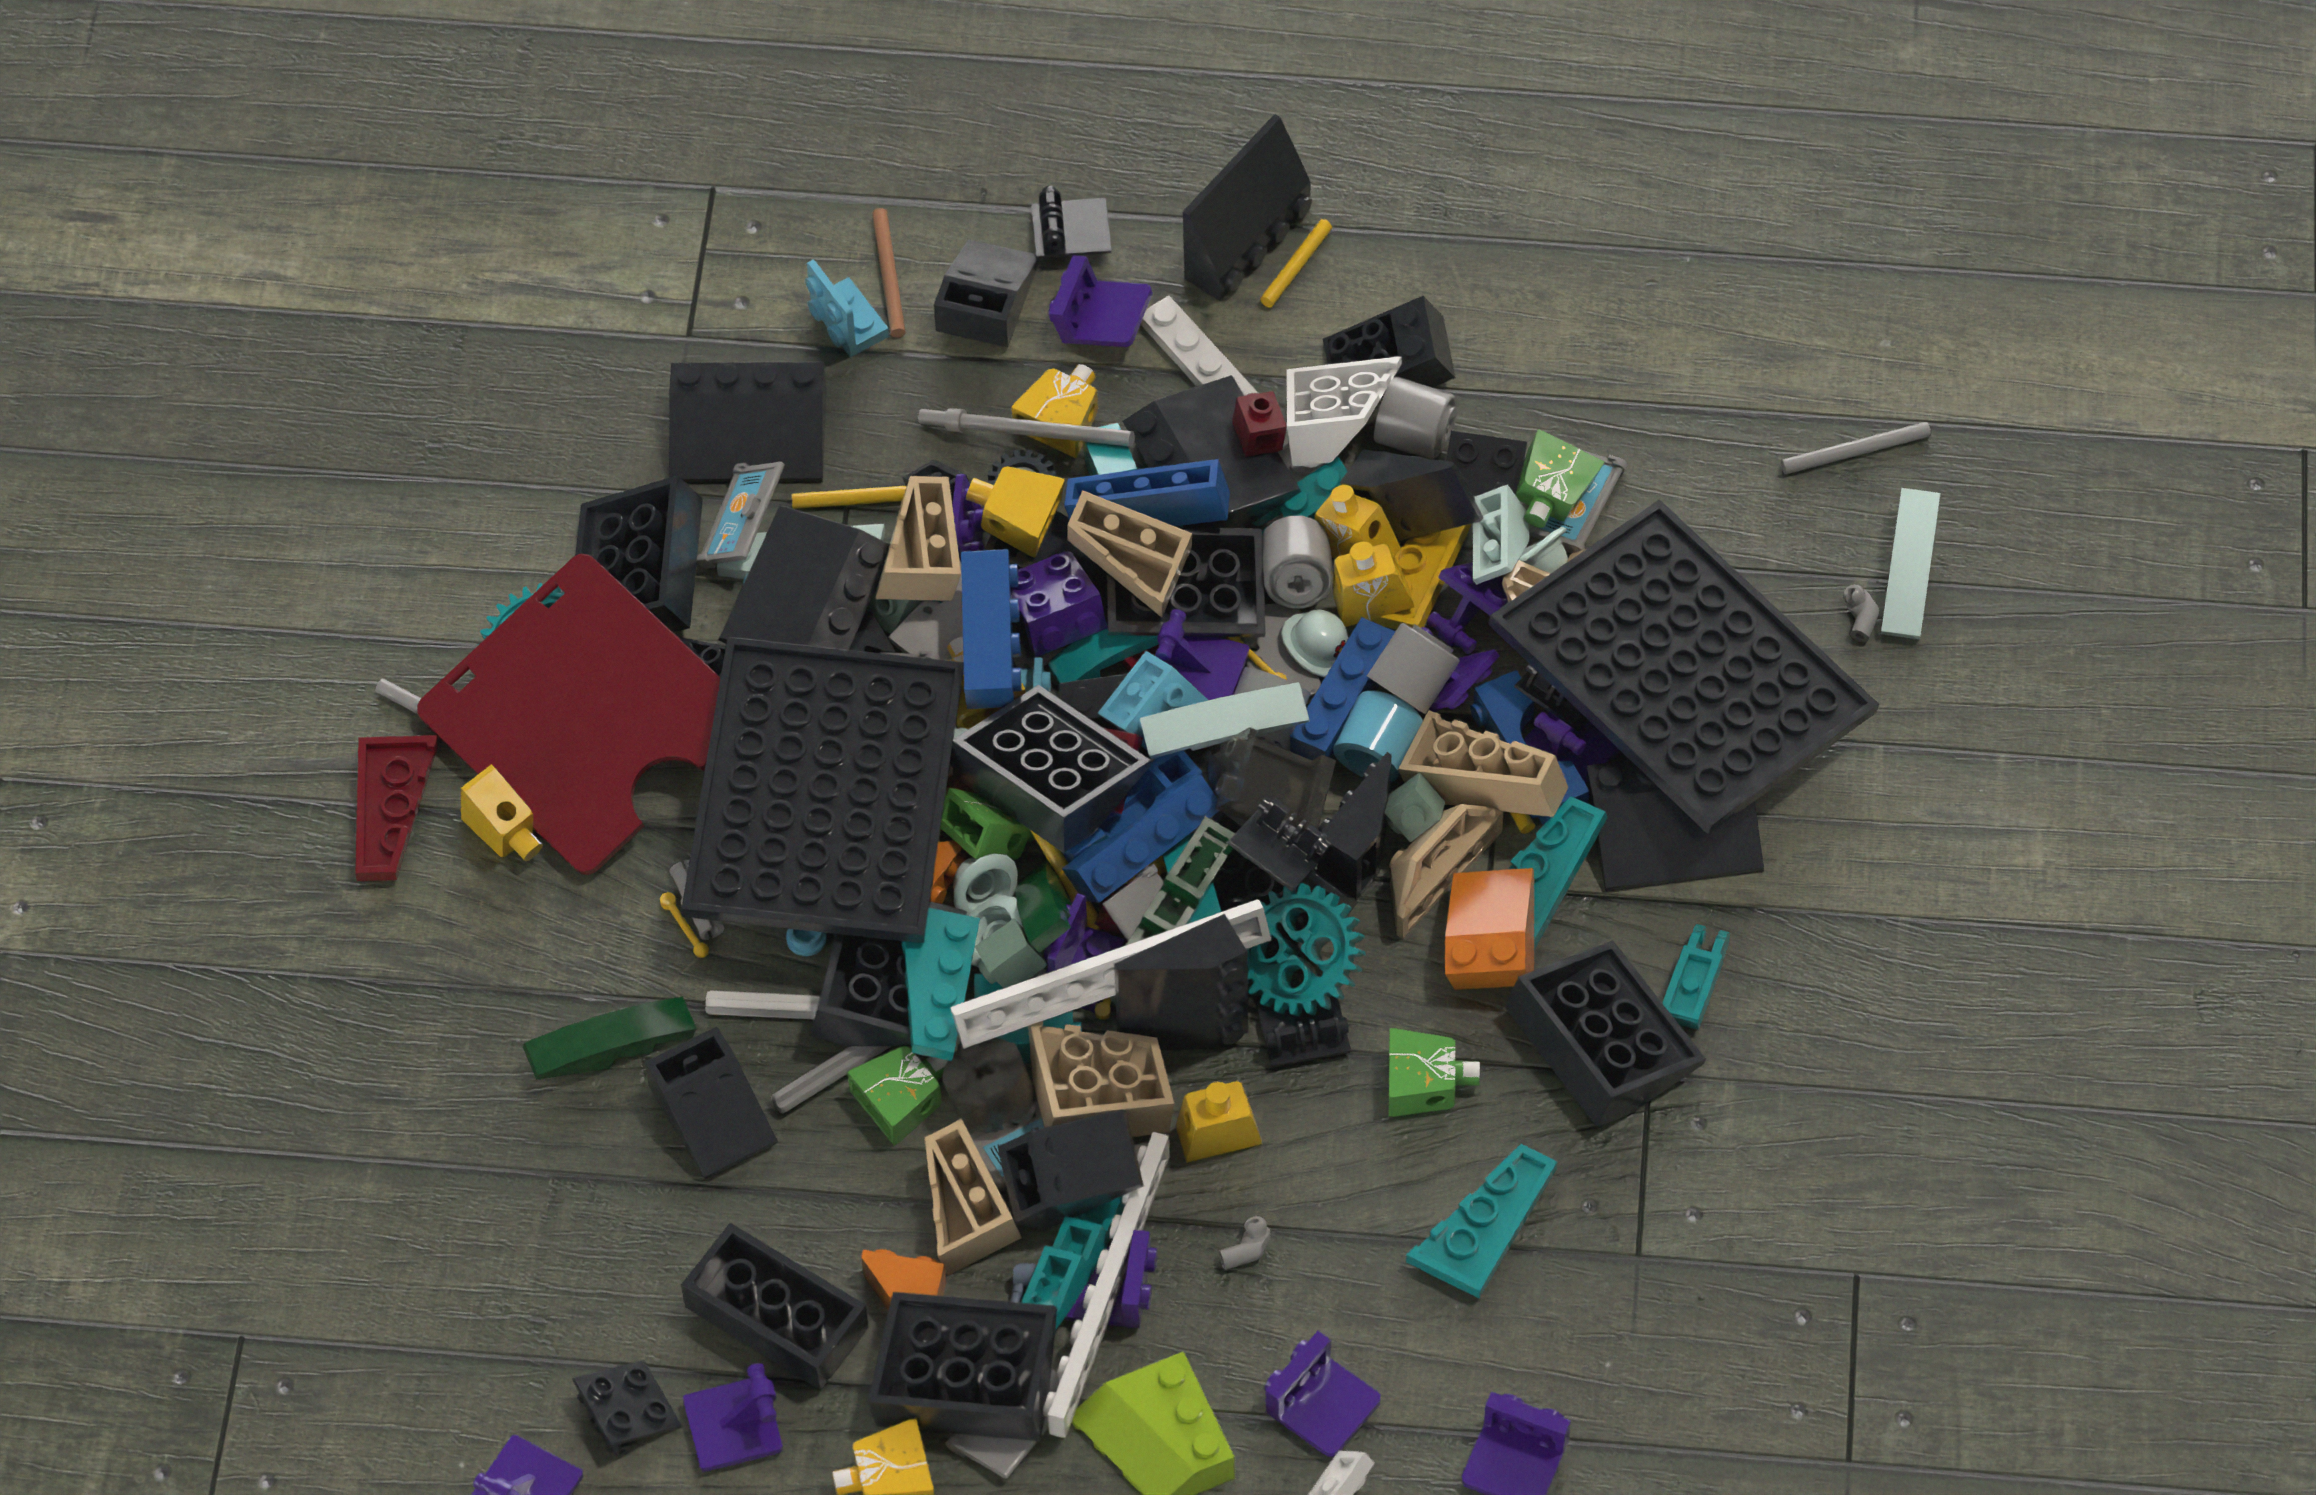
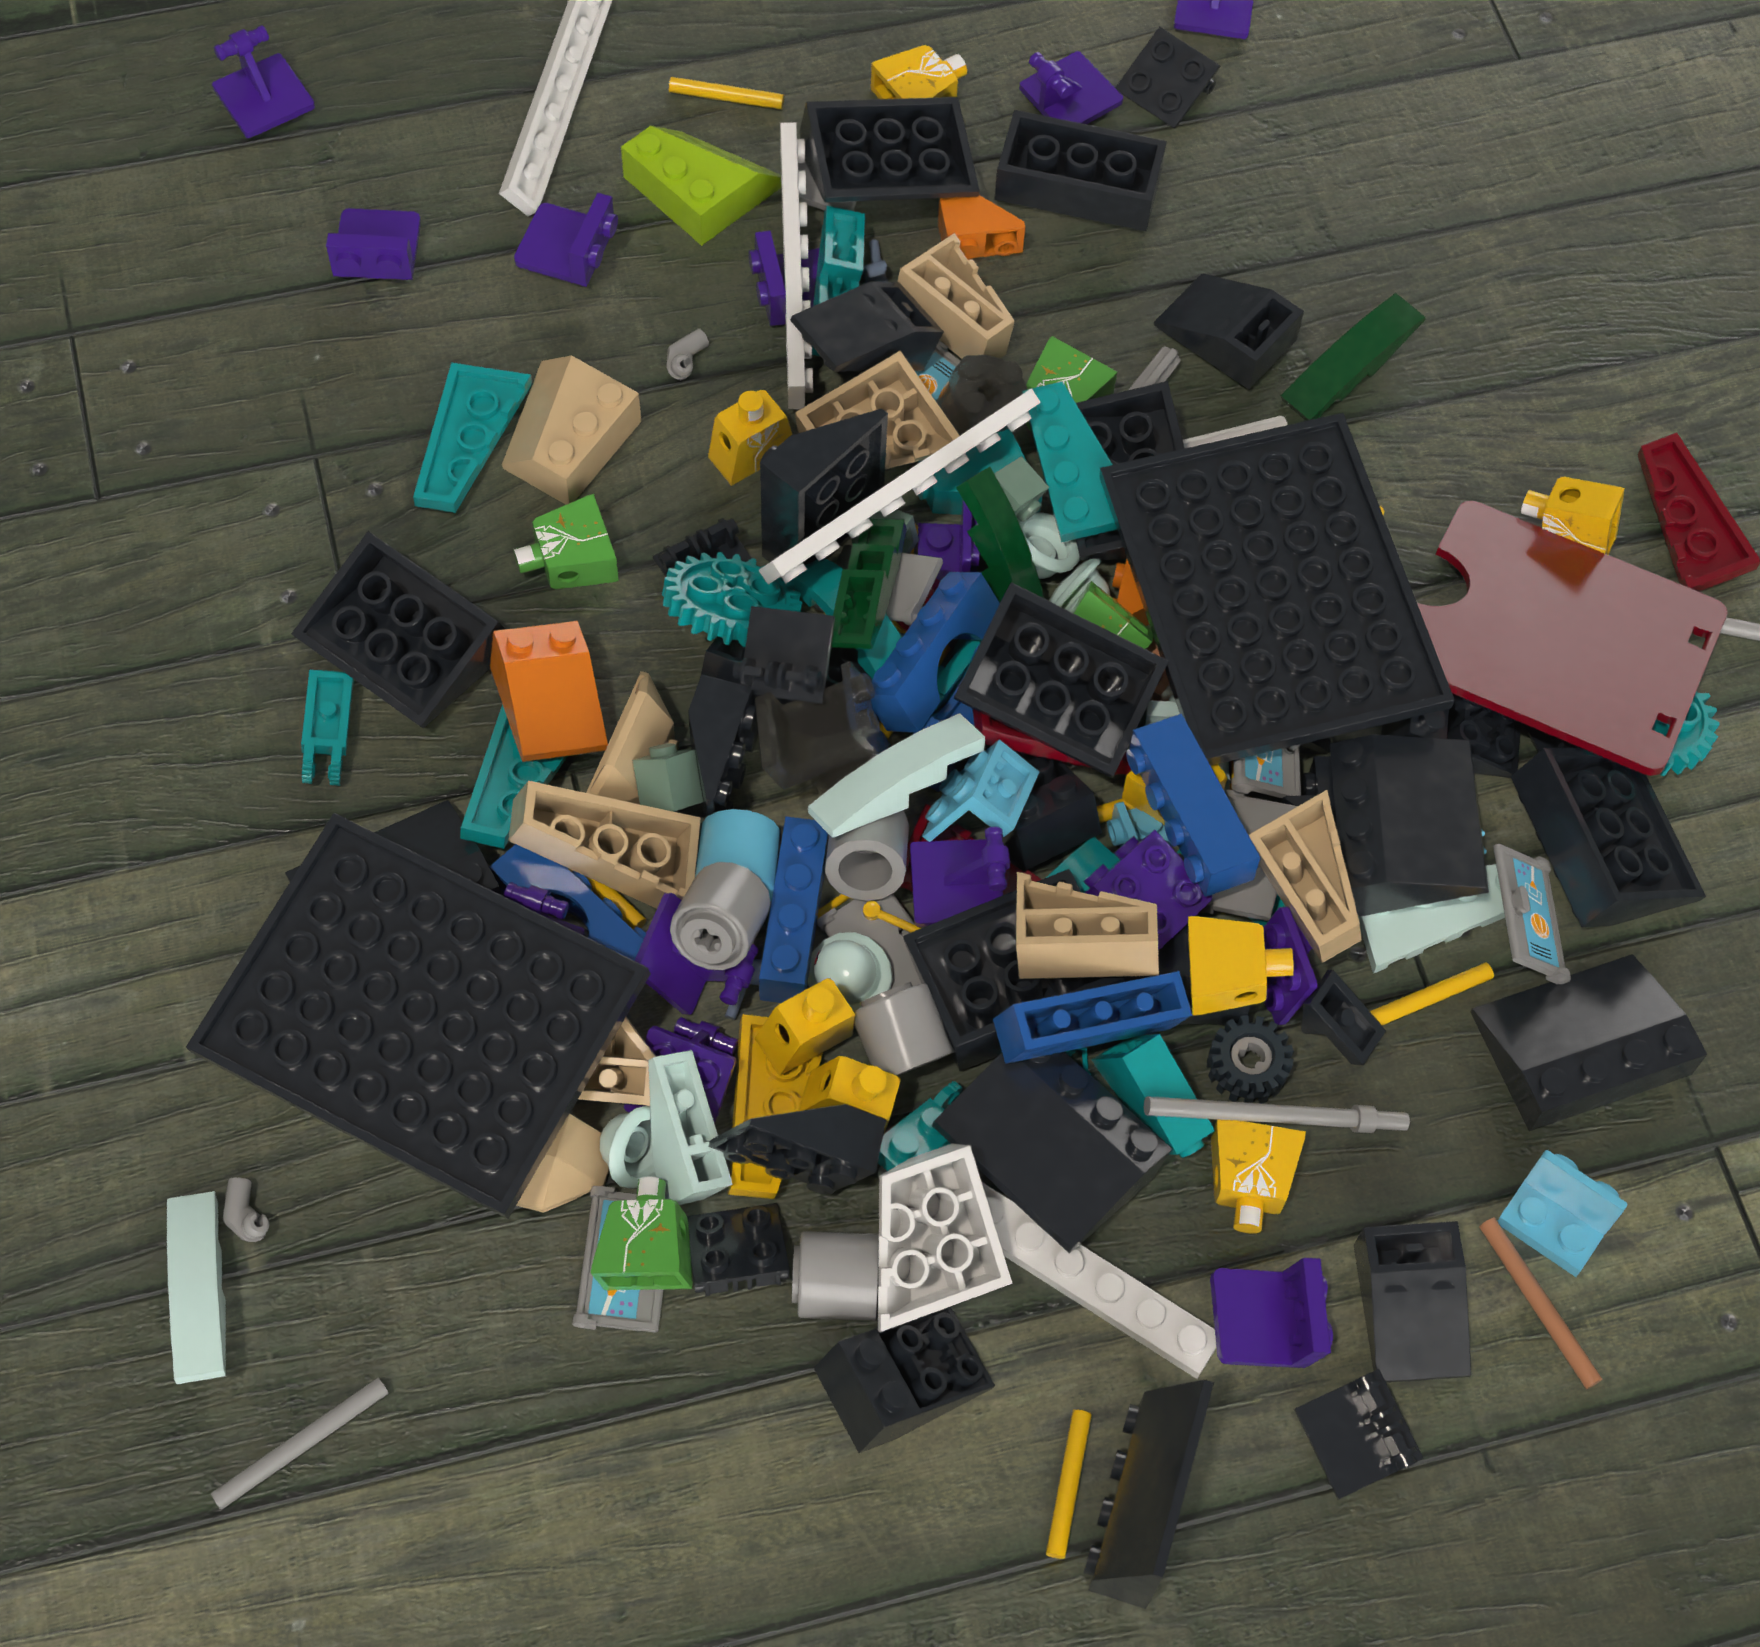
camera: 155 degrees right, 5 degrees up
(1259, 423) = (1010, 1168): dark red brick -> none
(1388, 1193) = (570, 427): none -> tan wedge

